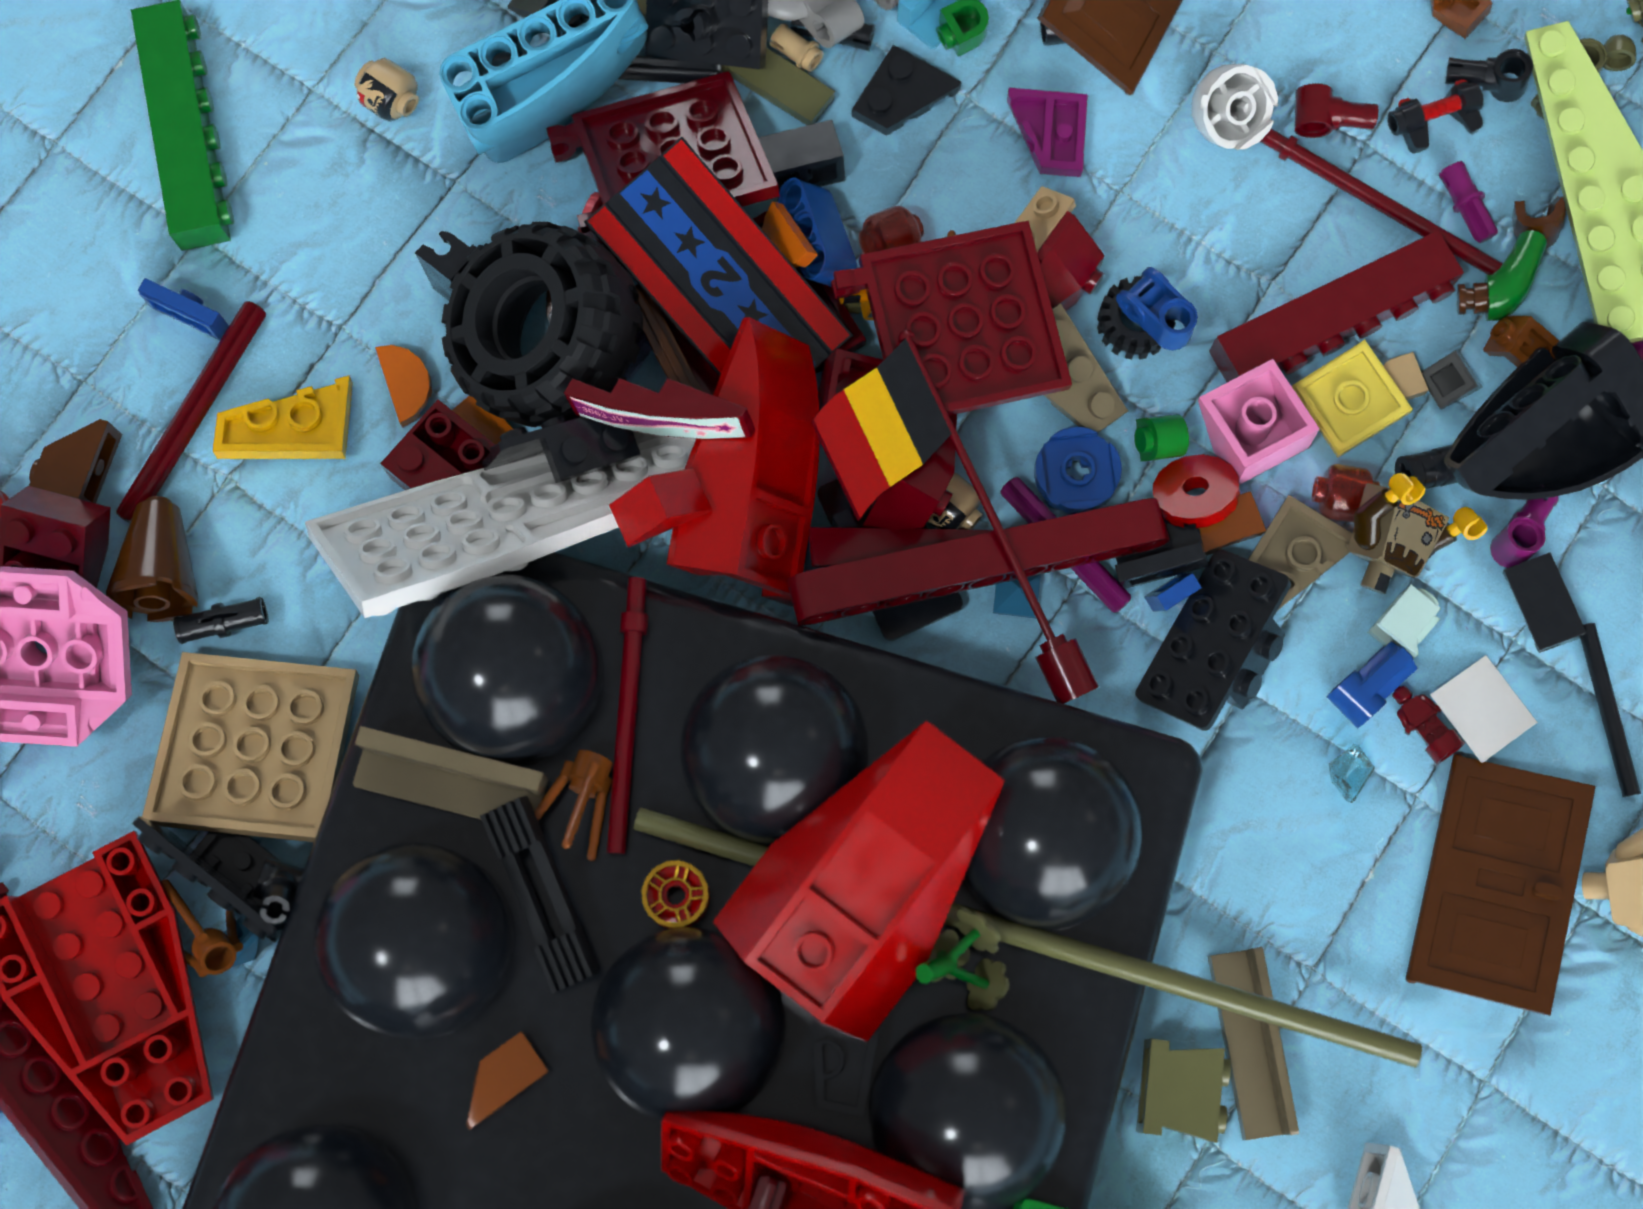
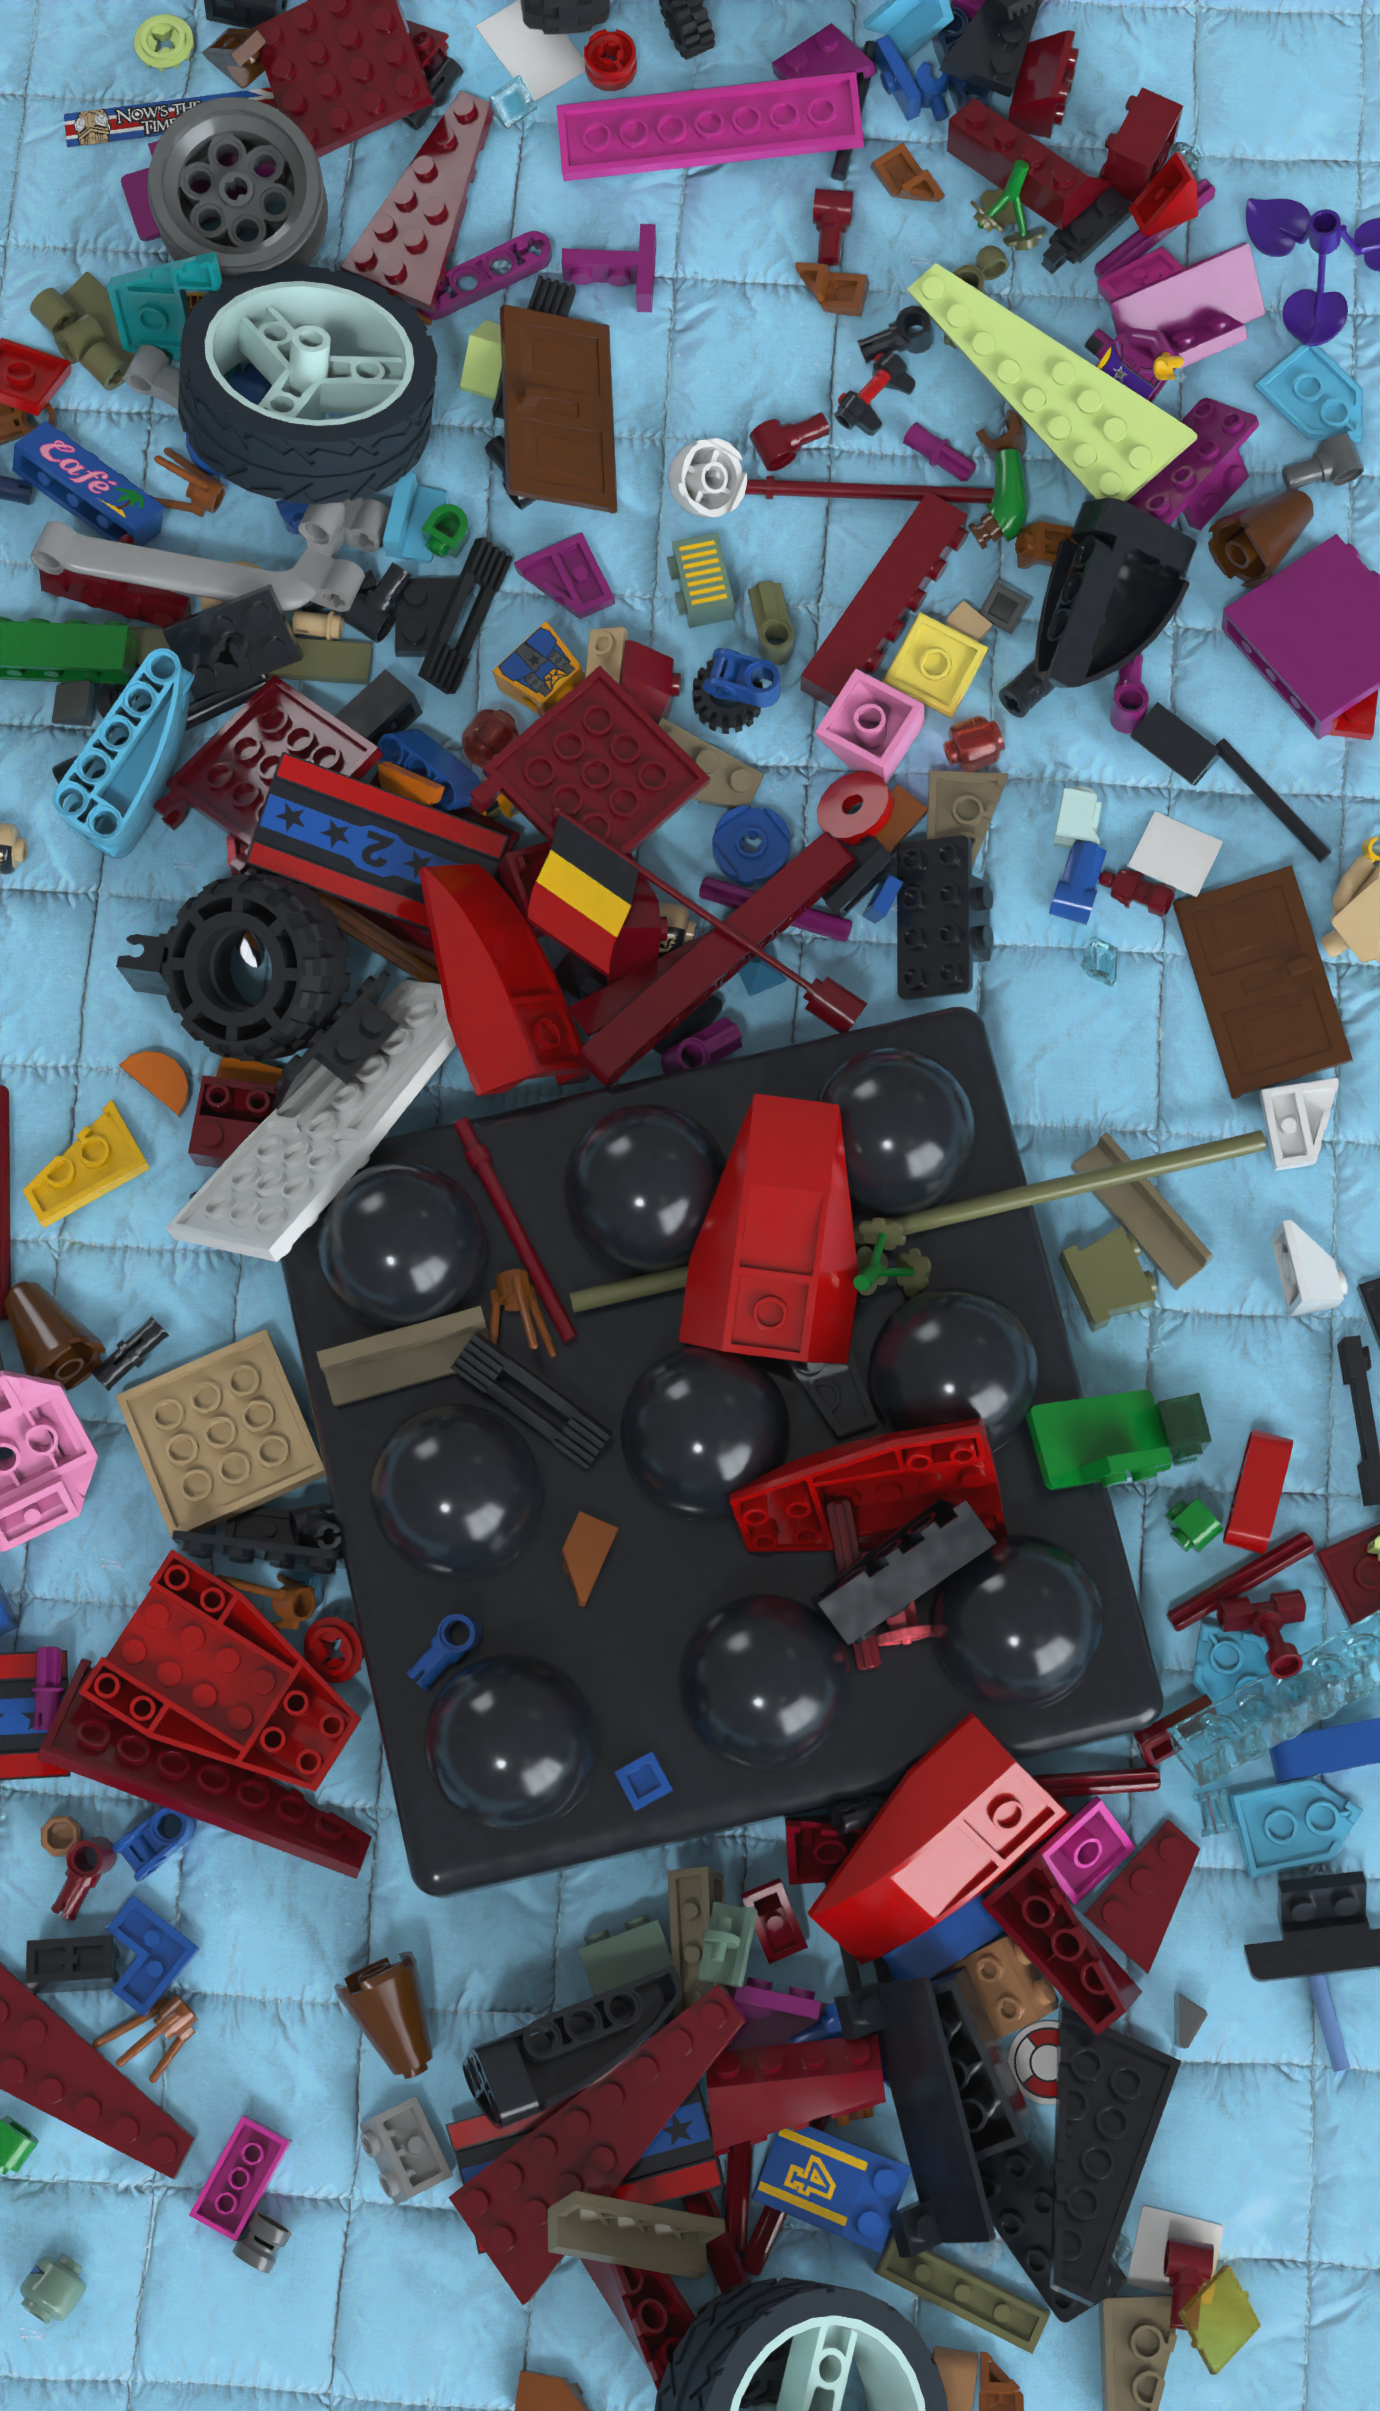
camera: 25 degrees left, 0 degrees up
(218, 1007) = (318, 1649): none -> red gear
(311, 1091) = (444, 1649): none -> blue pin
(659, 505) = (445, 1053): red slope -> none
(670, 413) = (413, 974): dark red slope -> none
(681, 876) = (628, 1327): wheel -> none
(853, 62) = (373, 612): none -> black pin
(919, 637) = (704, 1046): none -> magenta piece
(972, 196) = (539, 671): none -> torso
(980, 79) = (487, 568): none -> black container
(1161, 437) = (803, 780): green plate -> none
(1175, 199) = (702, 579): none -> sand green brick
(1218, 272) = (772, 621): none -> olive piece
(1401, 532) = (1035, 750): torso -> none
(1459, 1042) = (1297, 1121): none -> white wing

